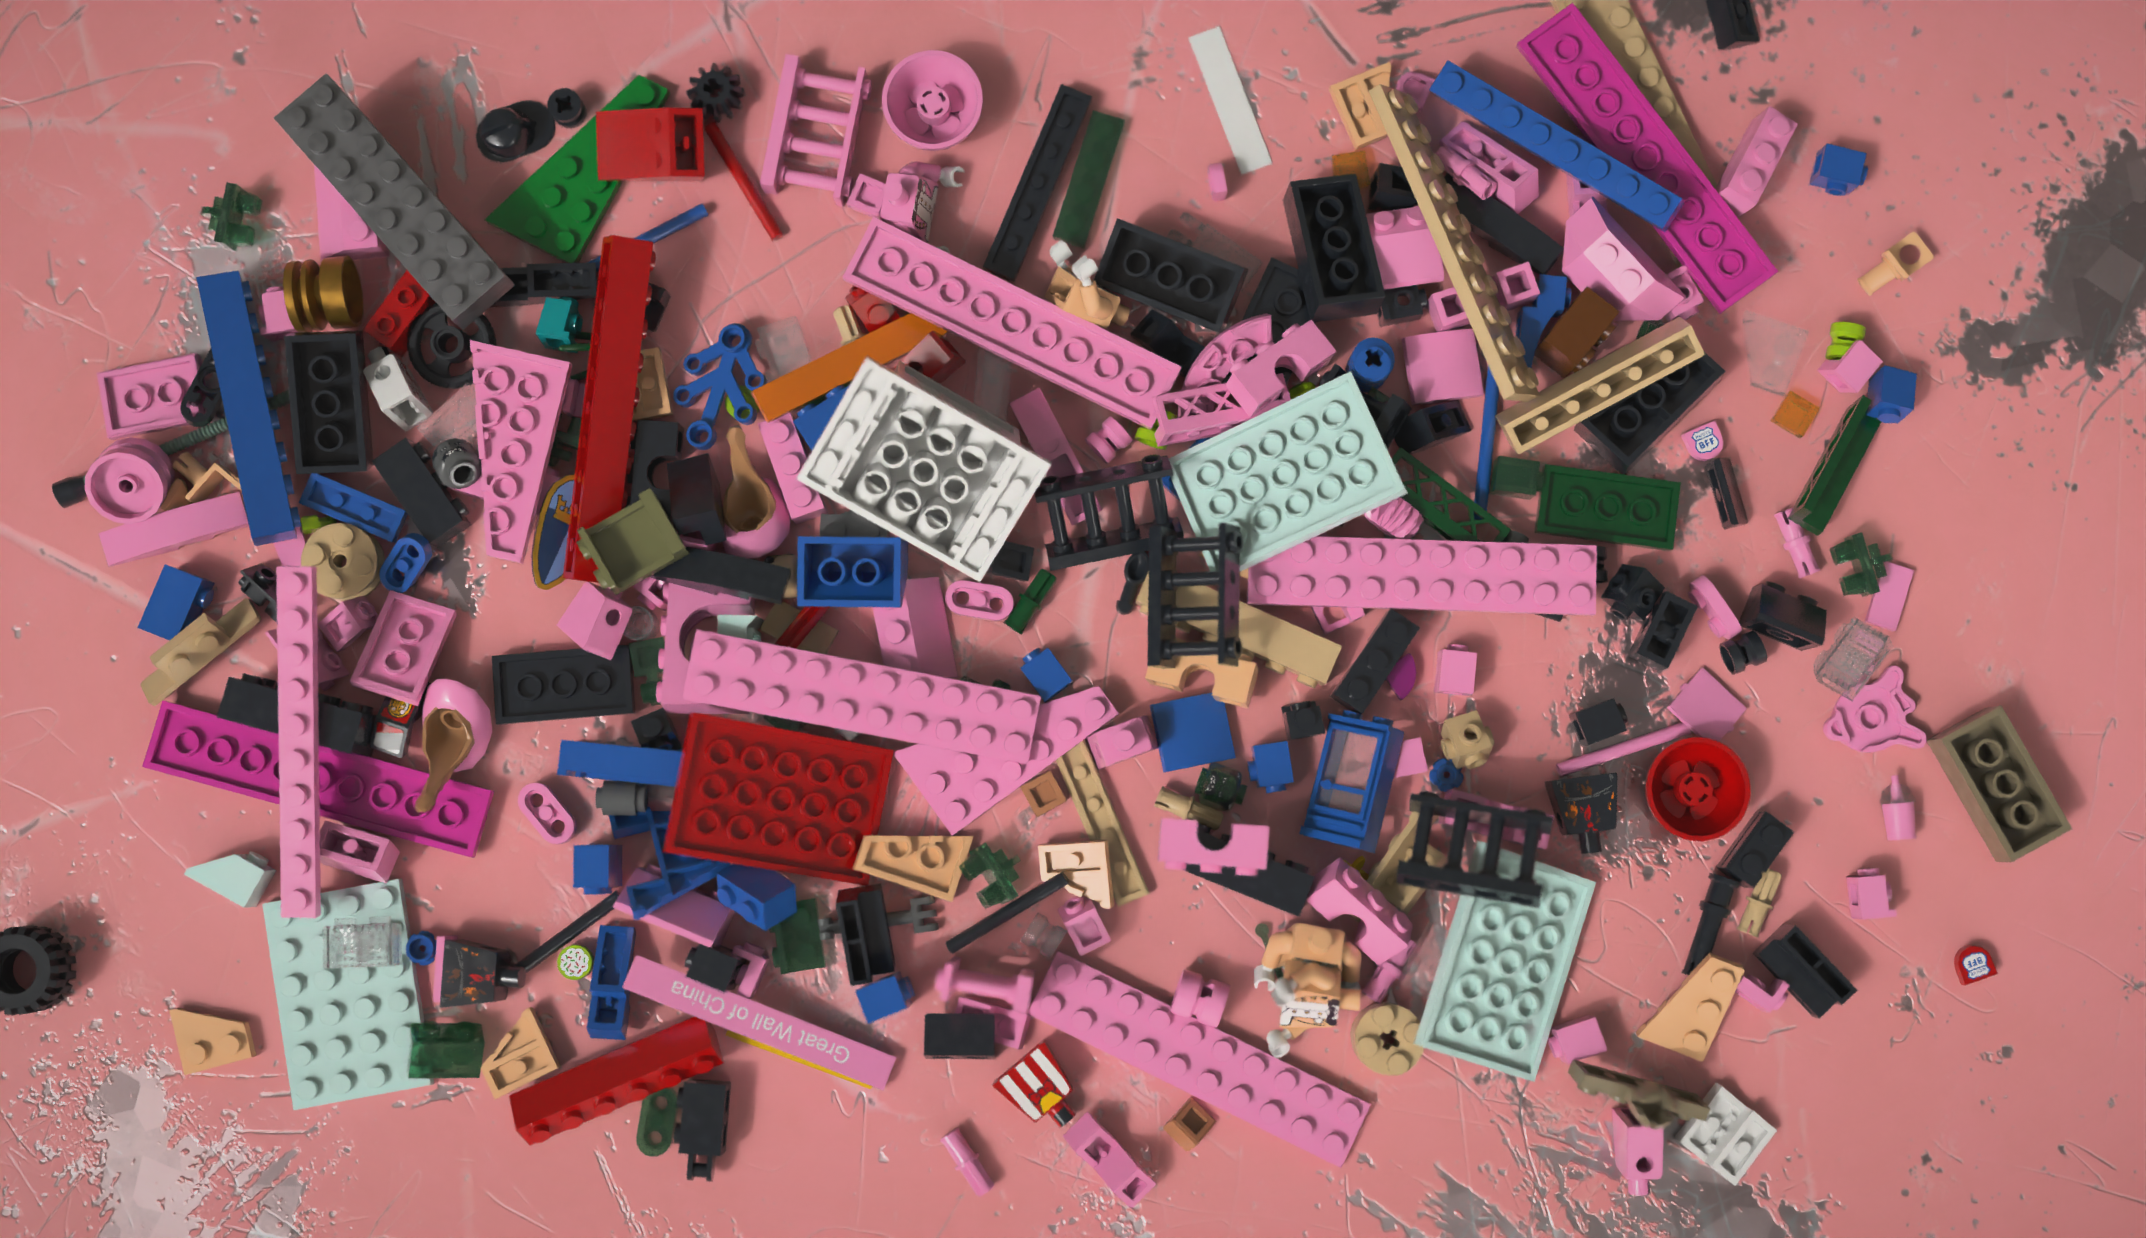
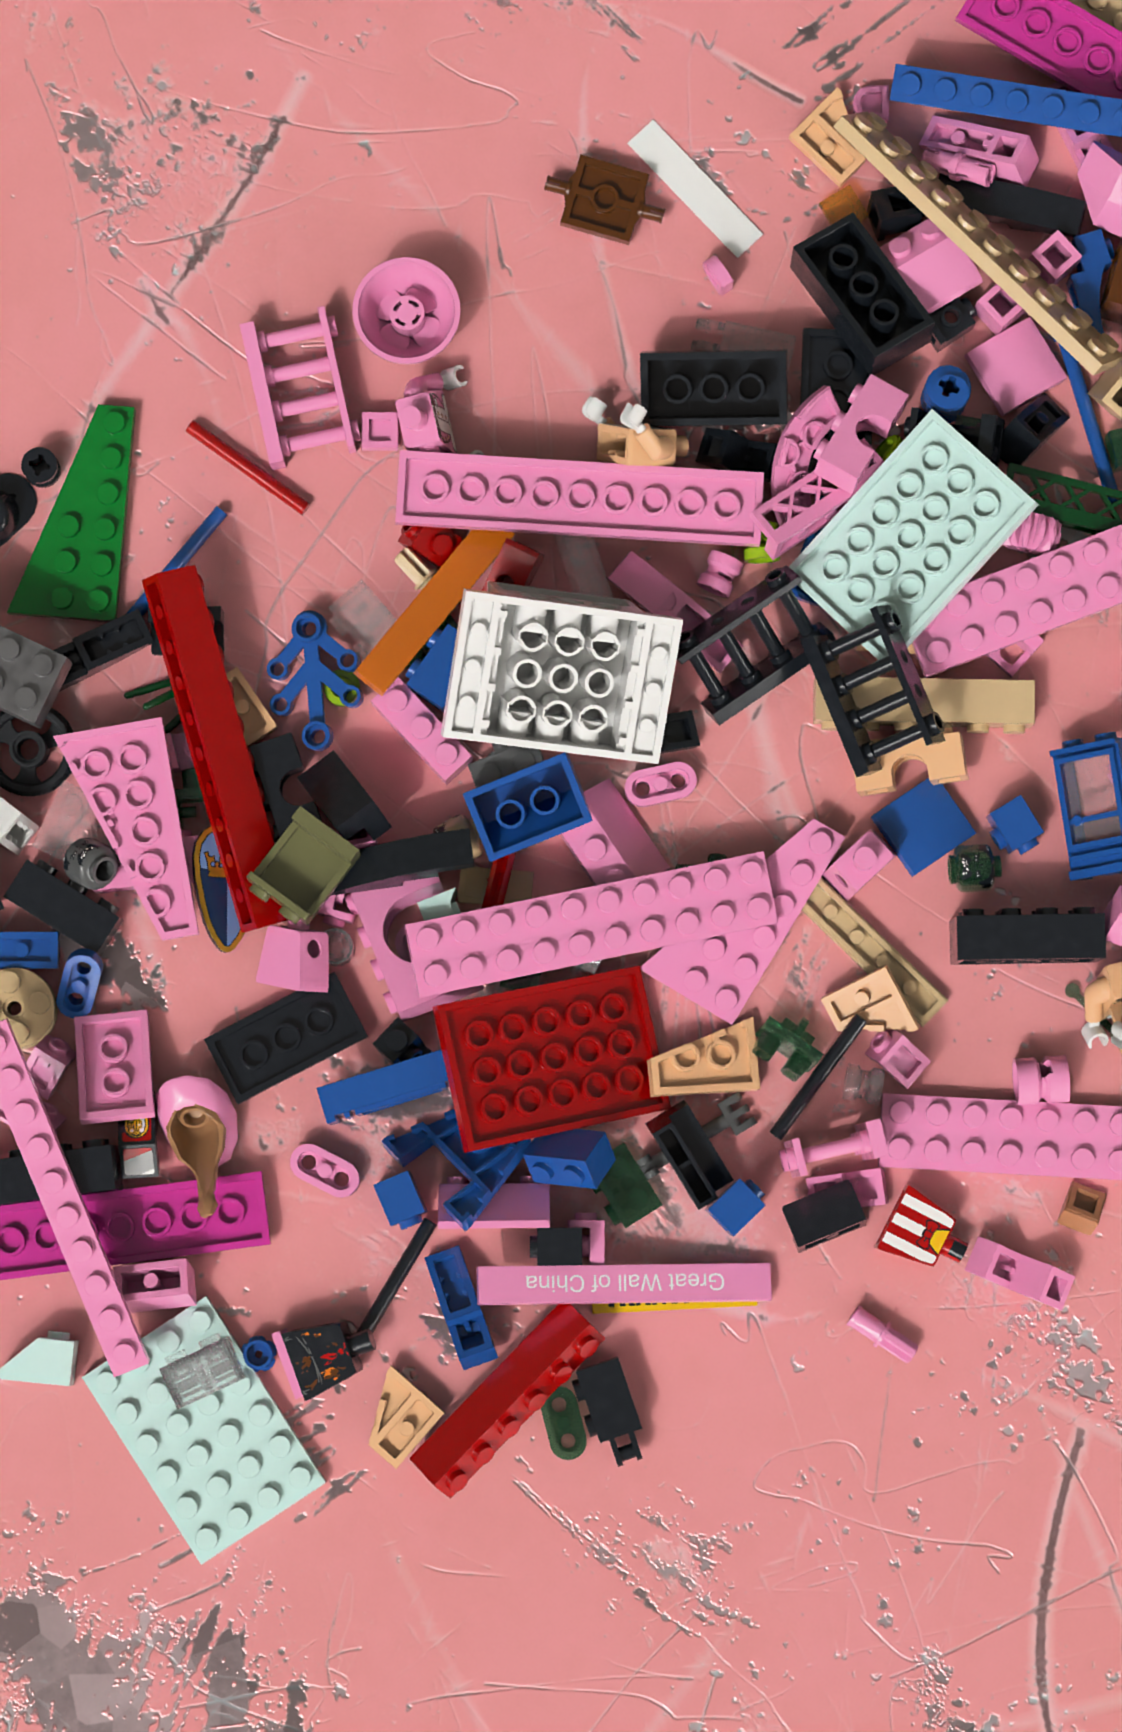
camera: 25 degrees left, 0 degrees up
(210, 1040) = (87, 1533): light nougat wing -> none
(445, 1050) = (327, 1441): clear green bracket -> none
(559, 323) = (129, 684): teal brick -> none
(575, 962) = (415, 1304): tile -> none
(622, 798) = (394, 1123): dark grey brick -> none
(645, 663) = (359, 981): clear green plate -> none
(650, 145) = (145, 469): red slope -> none
(713, 80) = (190, 379): black gear -> none
(752, 506) = (399, 777): medium nougat hat -> none
(1030, 601) = (710, 764): dark green axle -> none
(1037, 183) = (541, 349): black plate -> none
(1043, 794) = (804, 946): nougat plate -> none
(1045, 673) = (756, 828): blue brick -> none
(1088, 179) = (589, 324): clear green plate -> none
(1135, 573) = (801, 694): black piece -> none
(1147, 77) = (604, 199): none -> reddish brown plate
(1188, 808) = (951, 901): tan axle -> none
(1244, 850) = (964, 935): bright pink arch -> none
(1302, 720) = (1026, 769): black brick -> none
(1375, 662) = (1073, 682): black arch -> none
(1402, 676) = (1103, 686): magenta tile -> none

